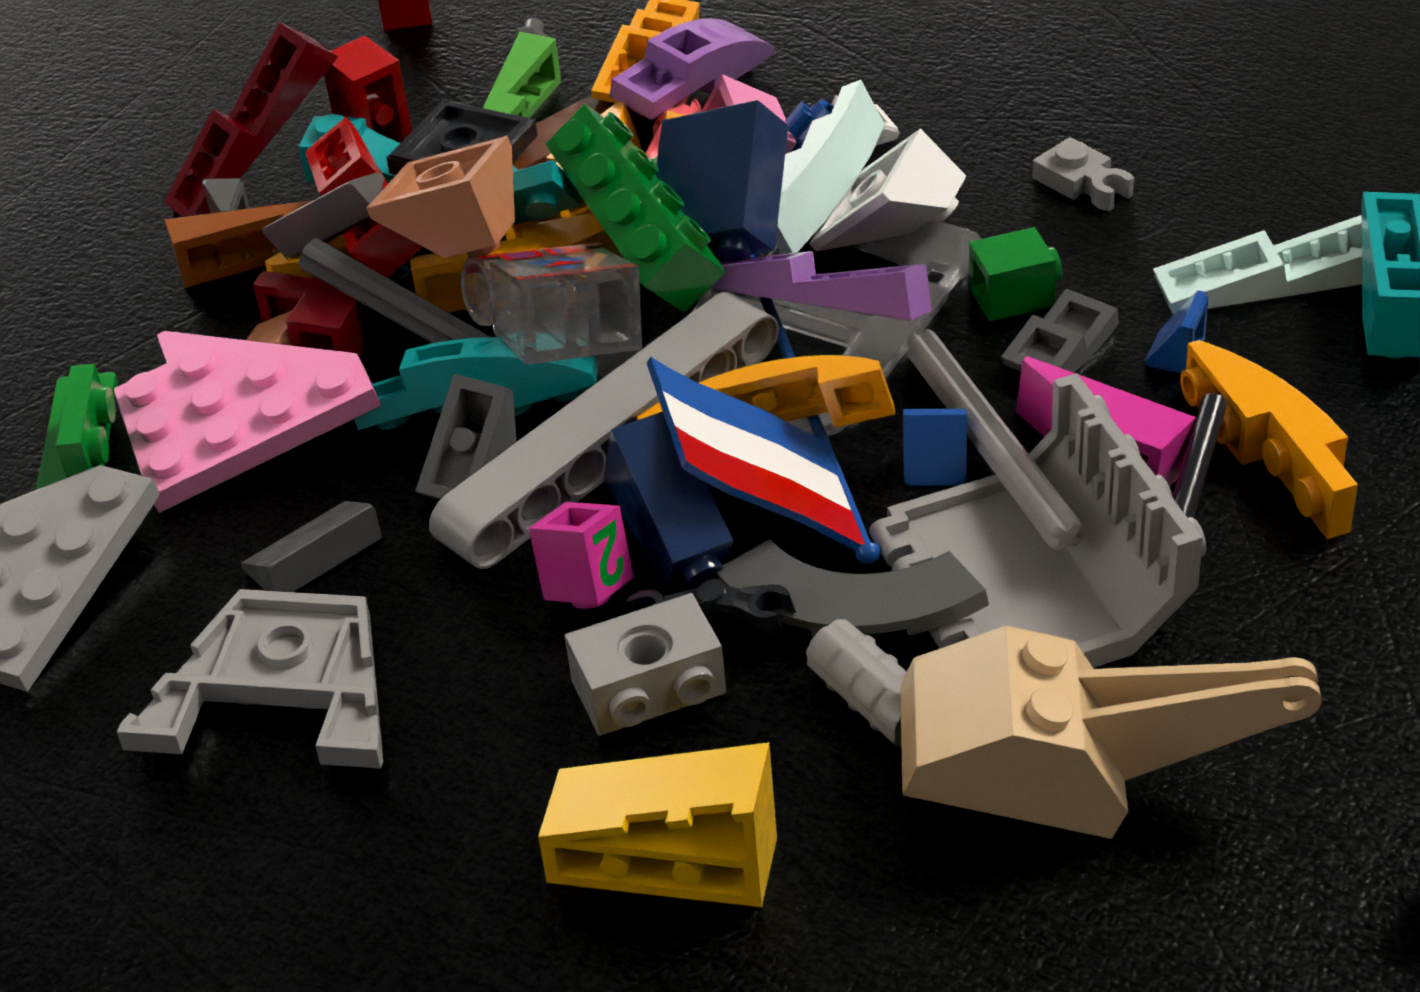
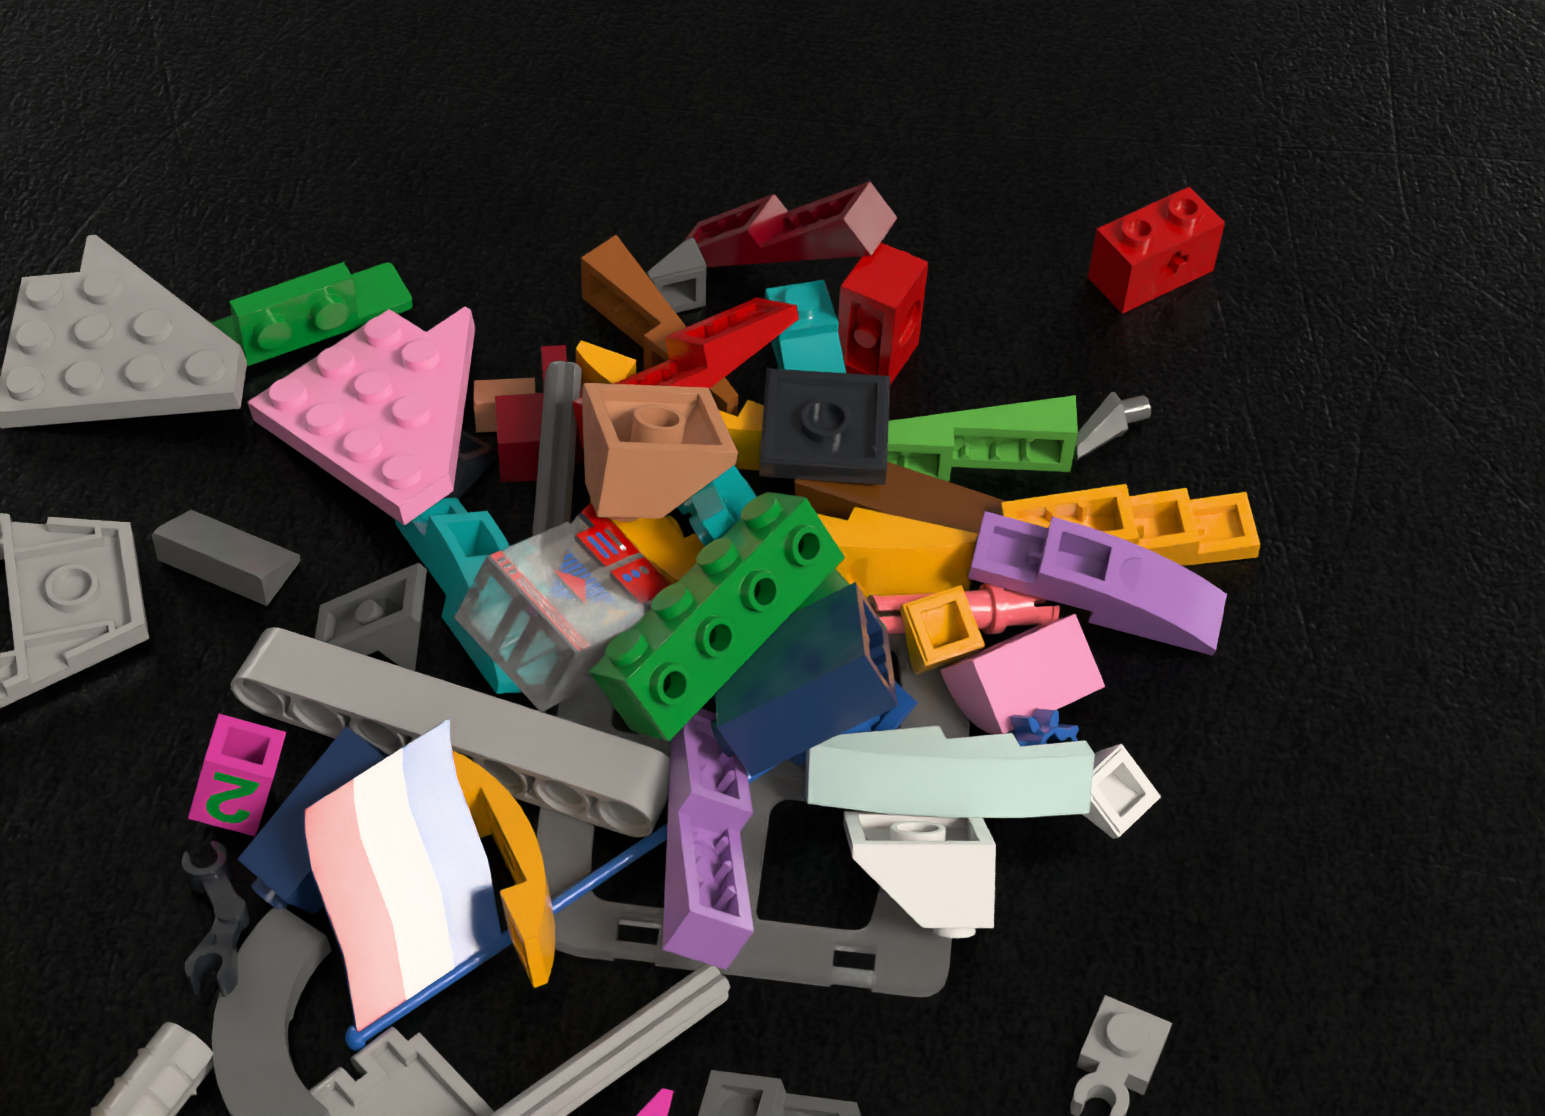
camera: 60 degrees right, 10 degrees up
(324, 215) = (628, 355): dark grey slope -> none
(645, 664) = (104, 856): light grey brick -> none
(935, 447) = (525, 1046): blue slope -> none
(1013, 273) = (861, 1037): green brick -> none

